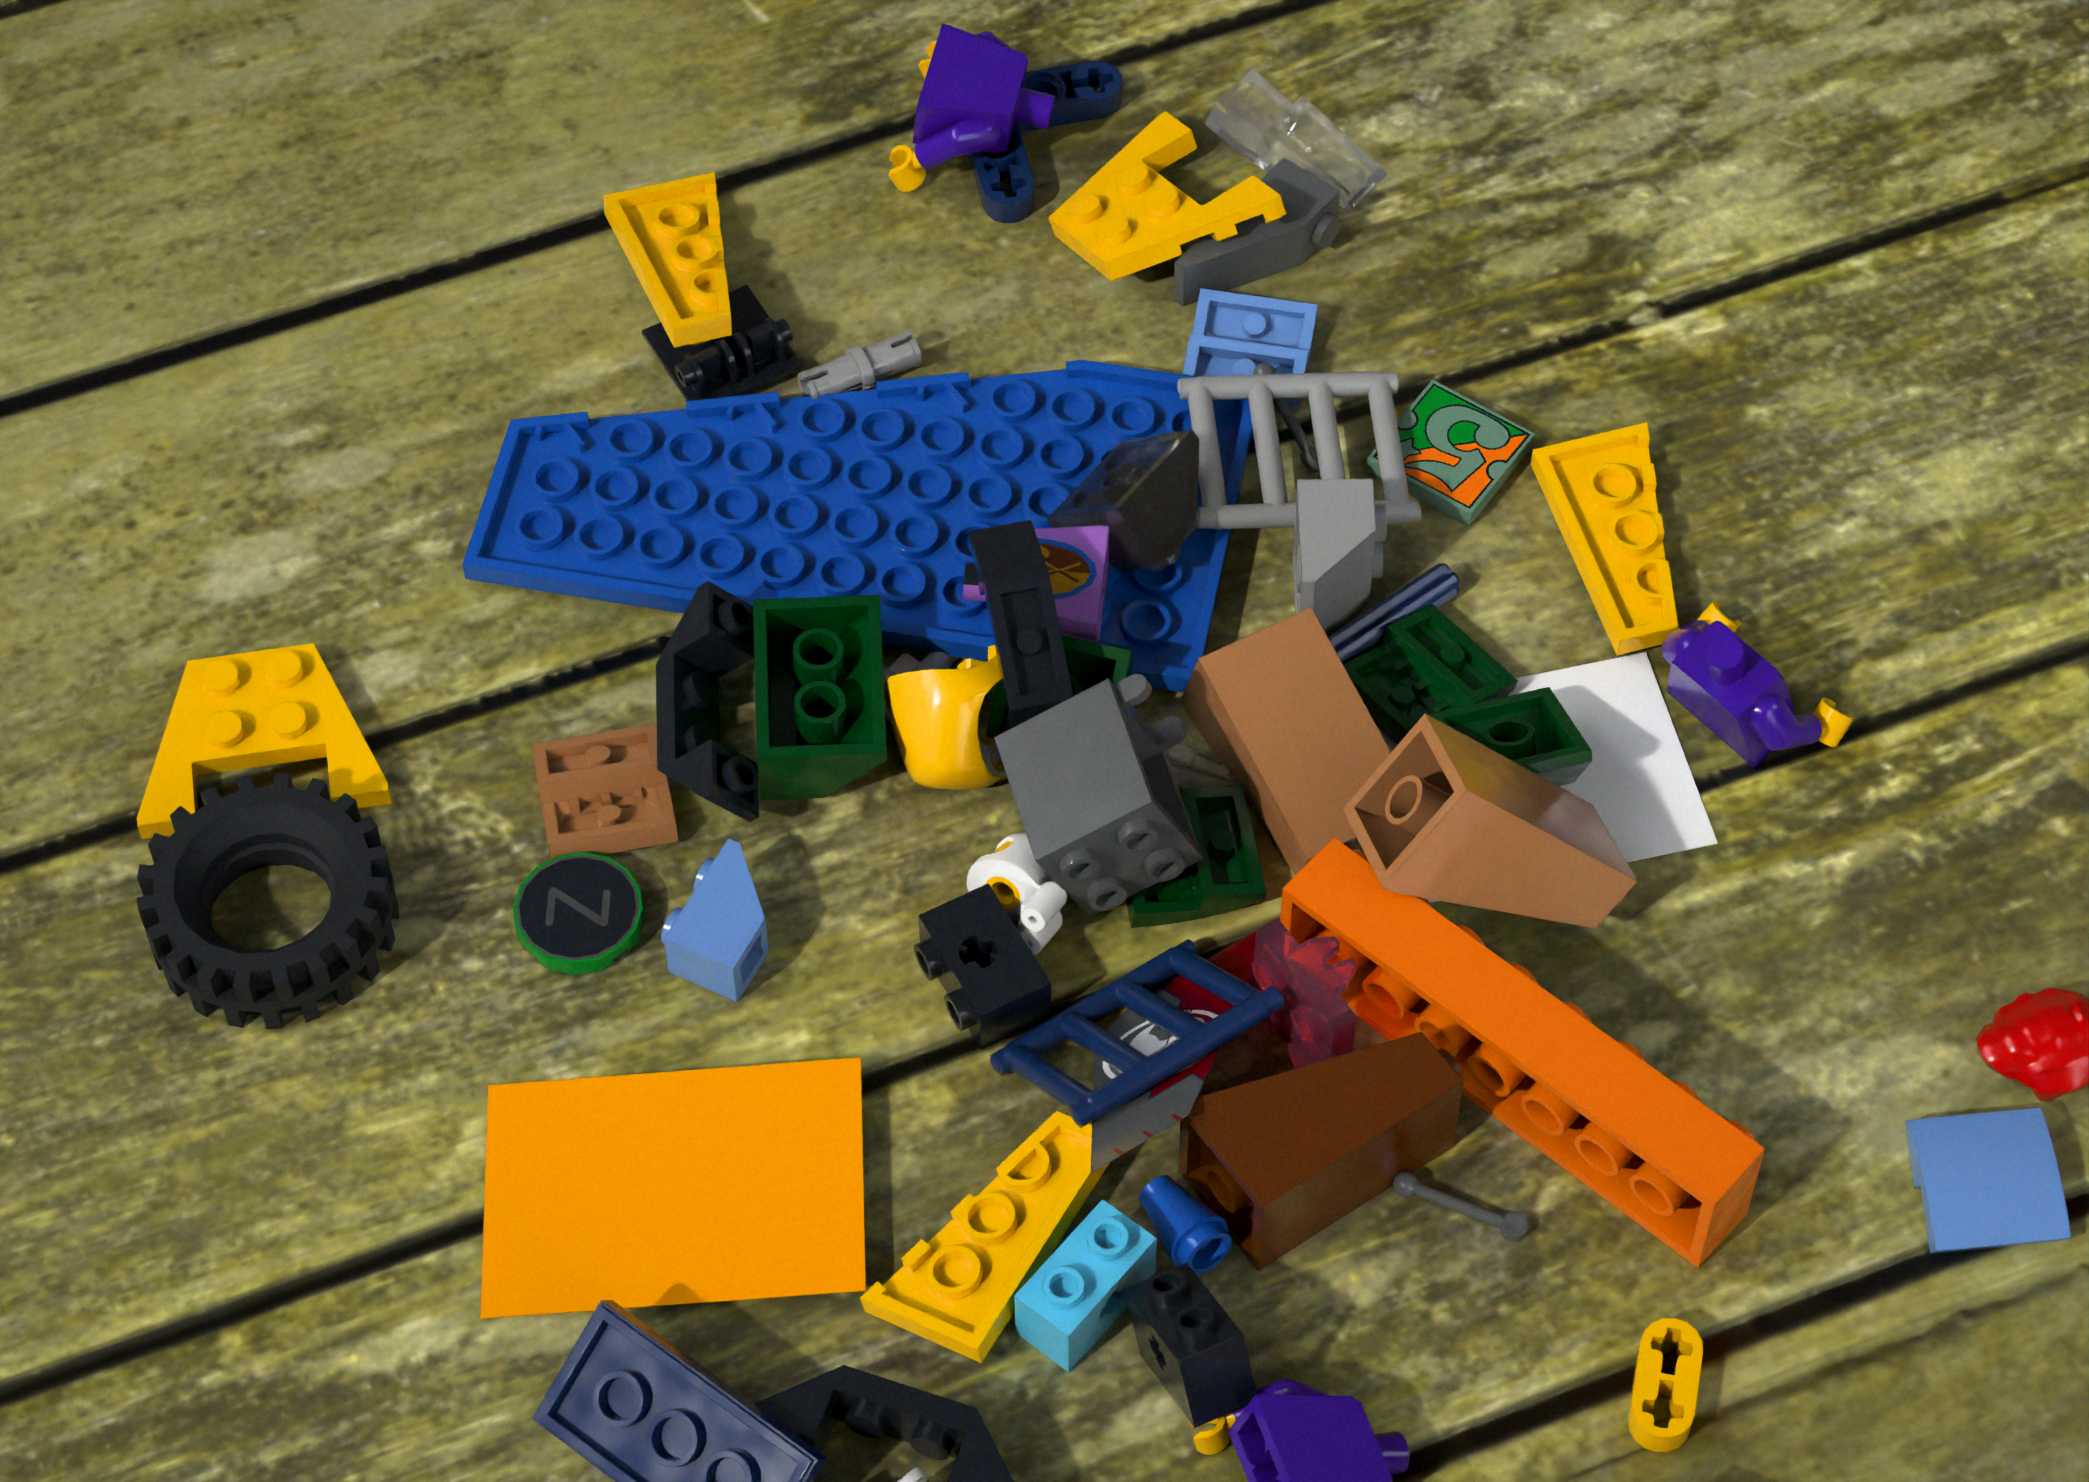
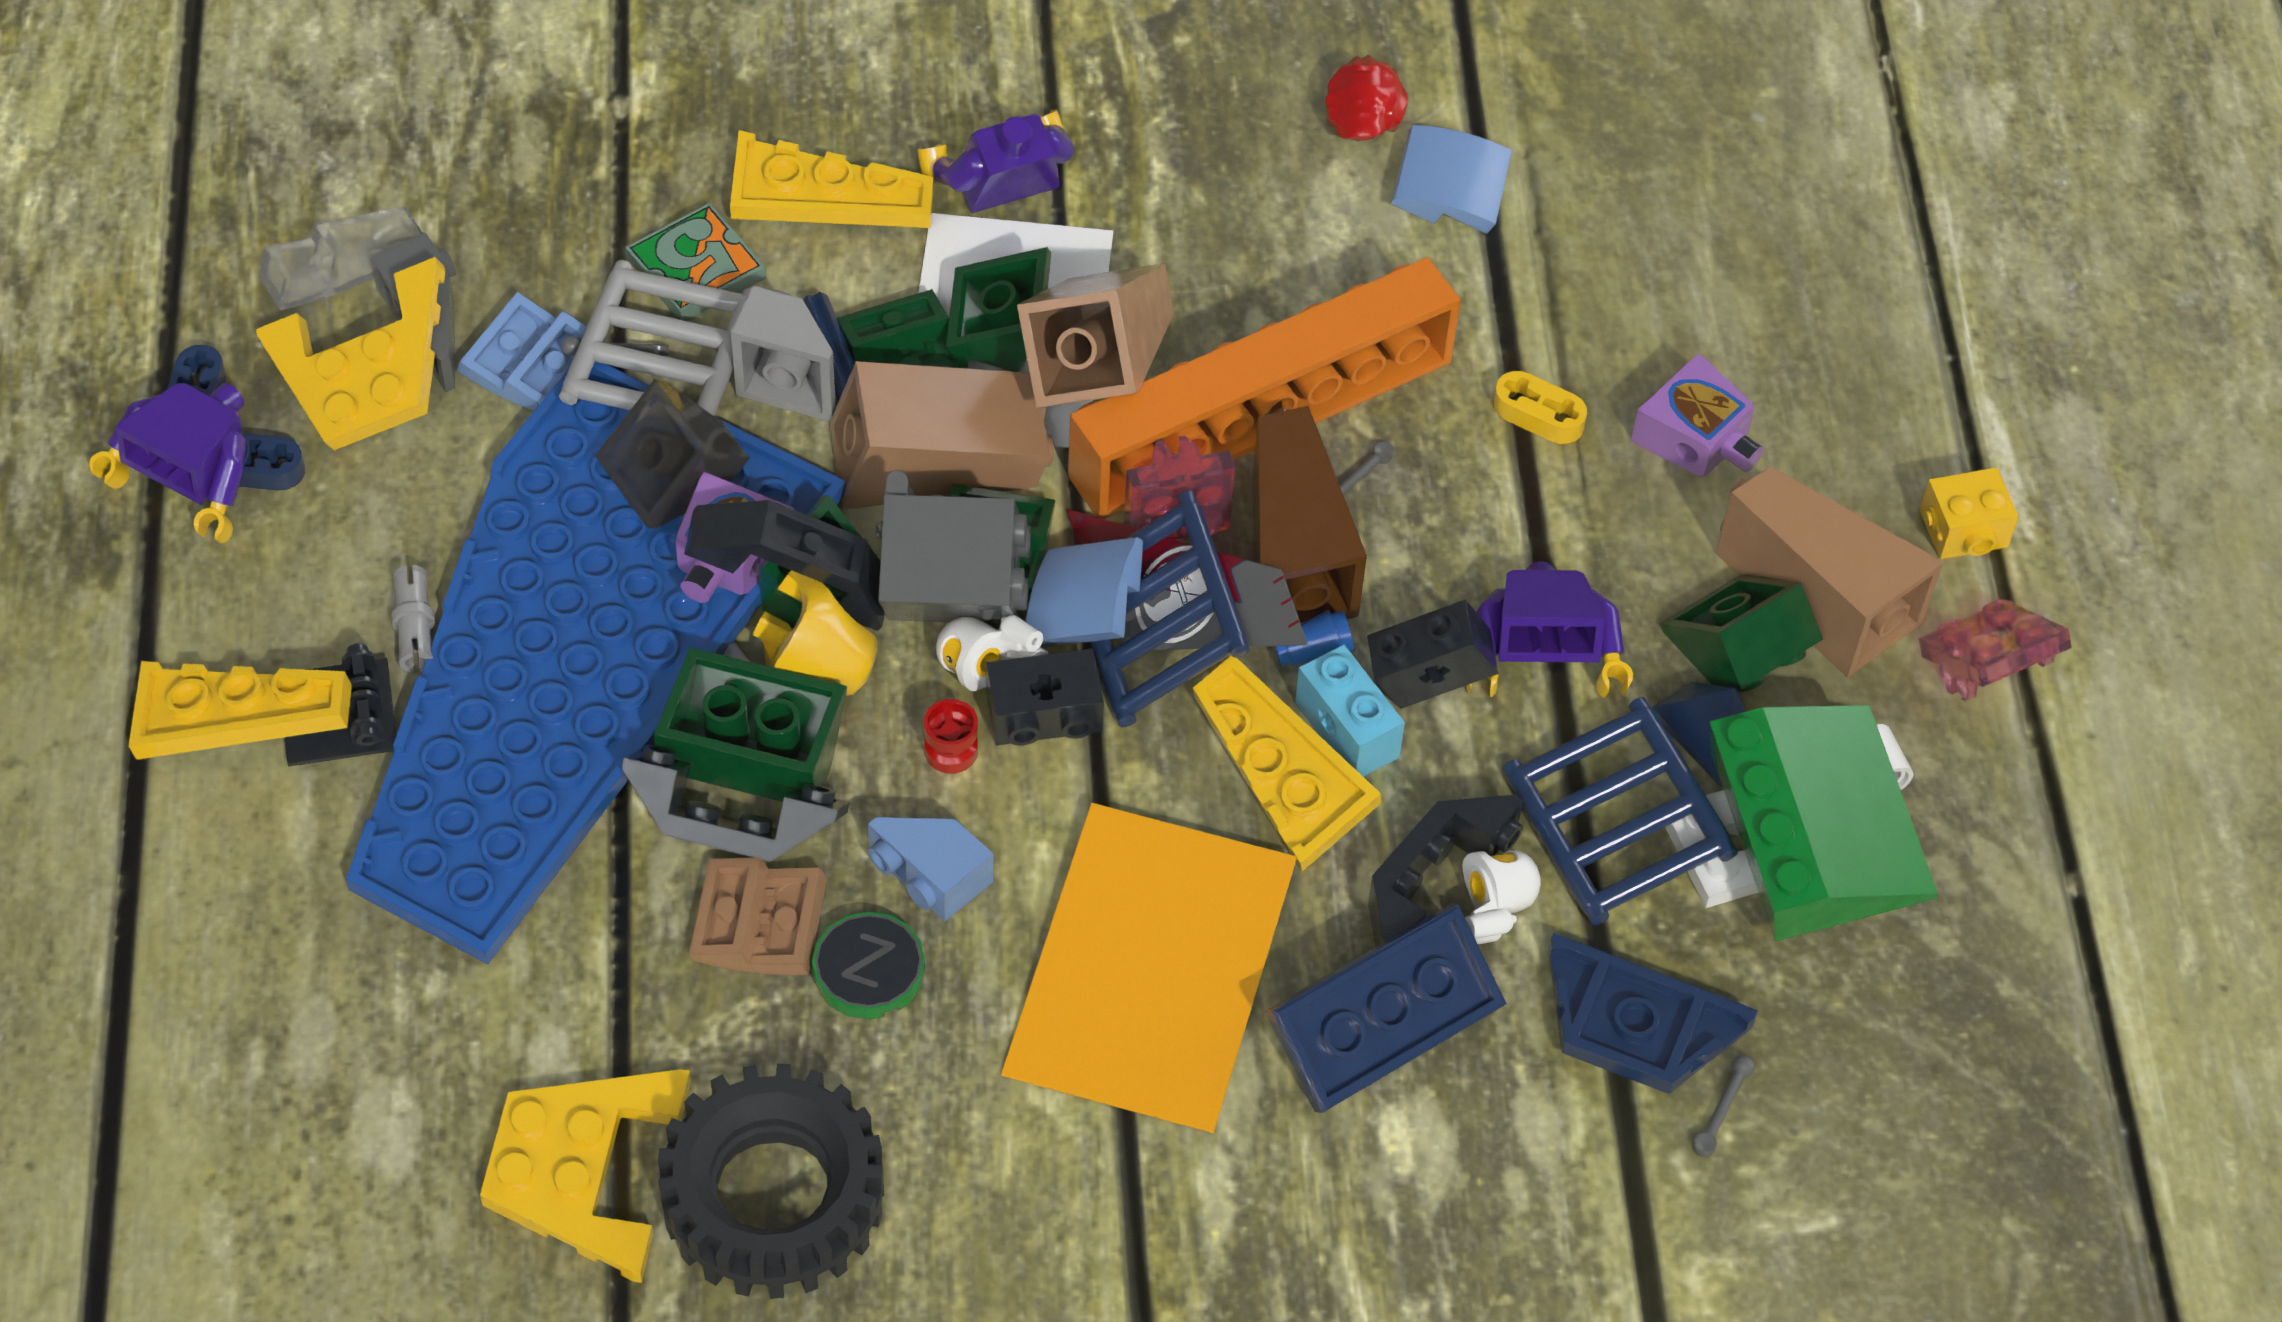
camera: 75 degrees left, 0 degrees up
(894, 890) = (950, 736): none -> red wheel
(1131, 946) = (1085, 591): none -> medium blue slope

